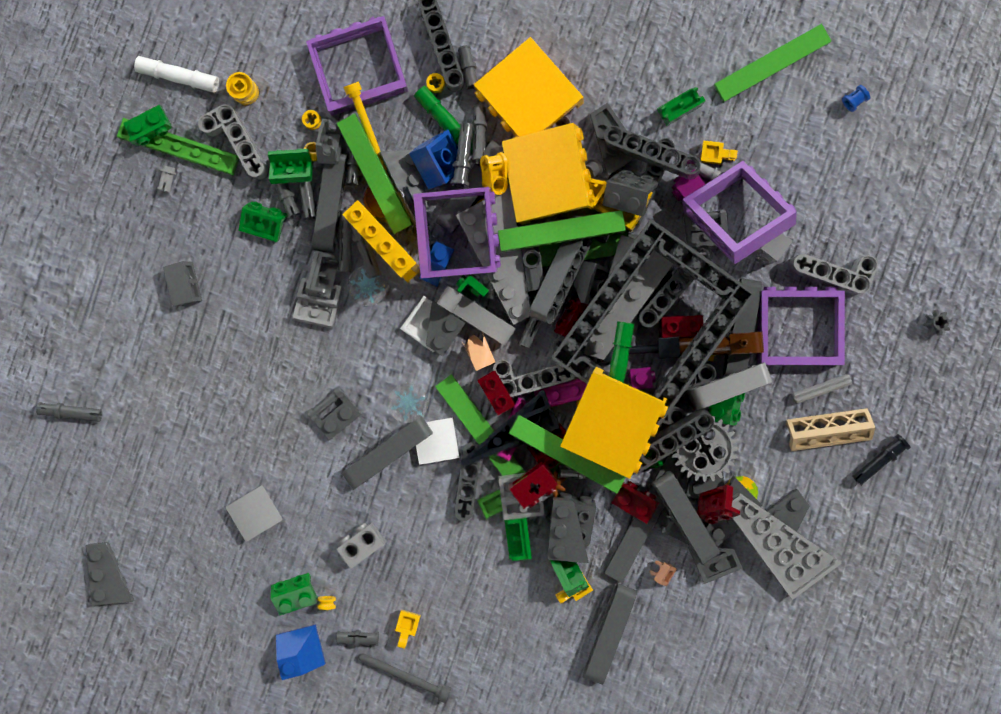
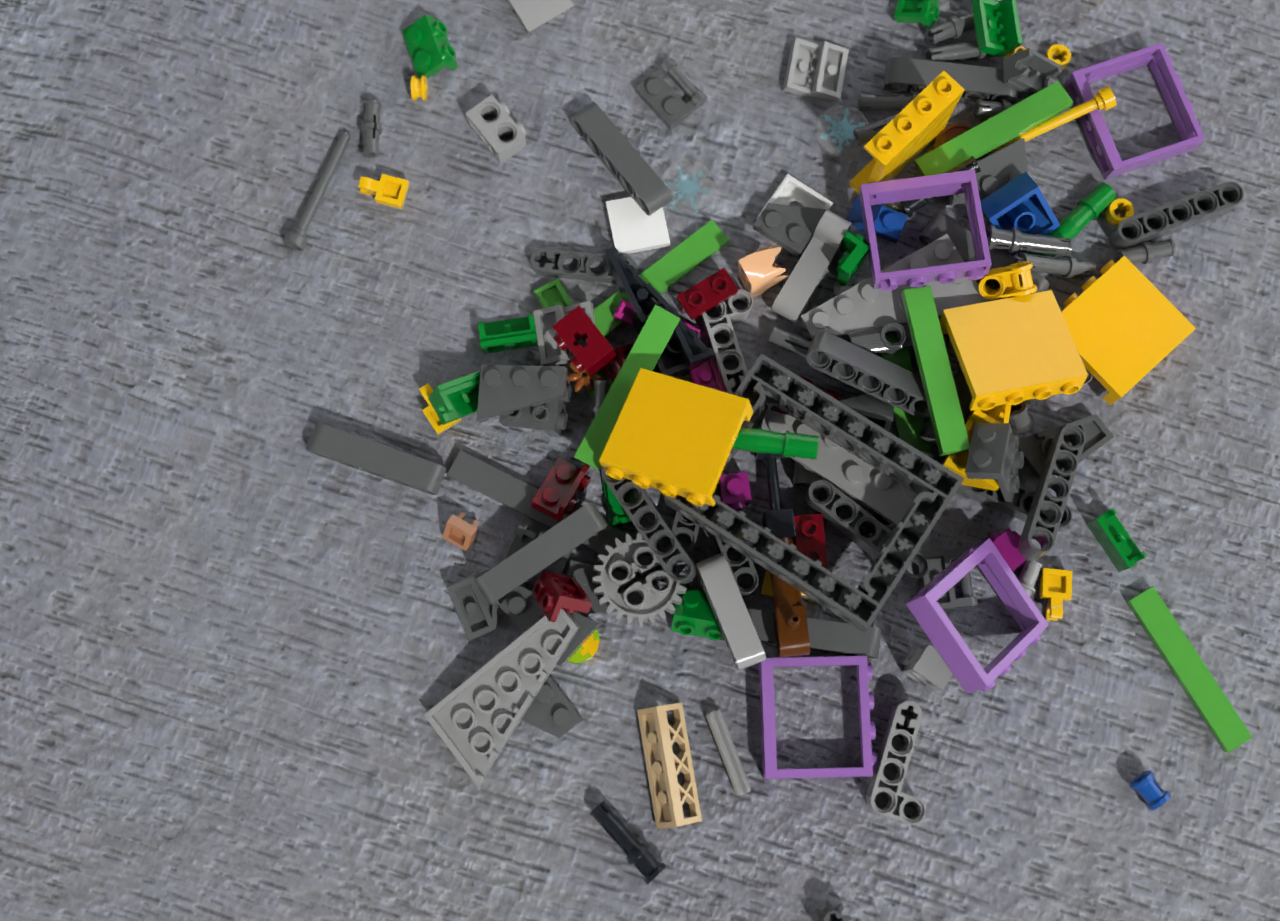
camera: 80 degrees right, 10 degrees down
(299, 652) = (353, 55): blue slope -> none
(322, 275) = (854, 70): dark grey hinge -> none

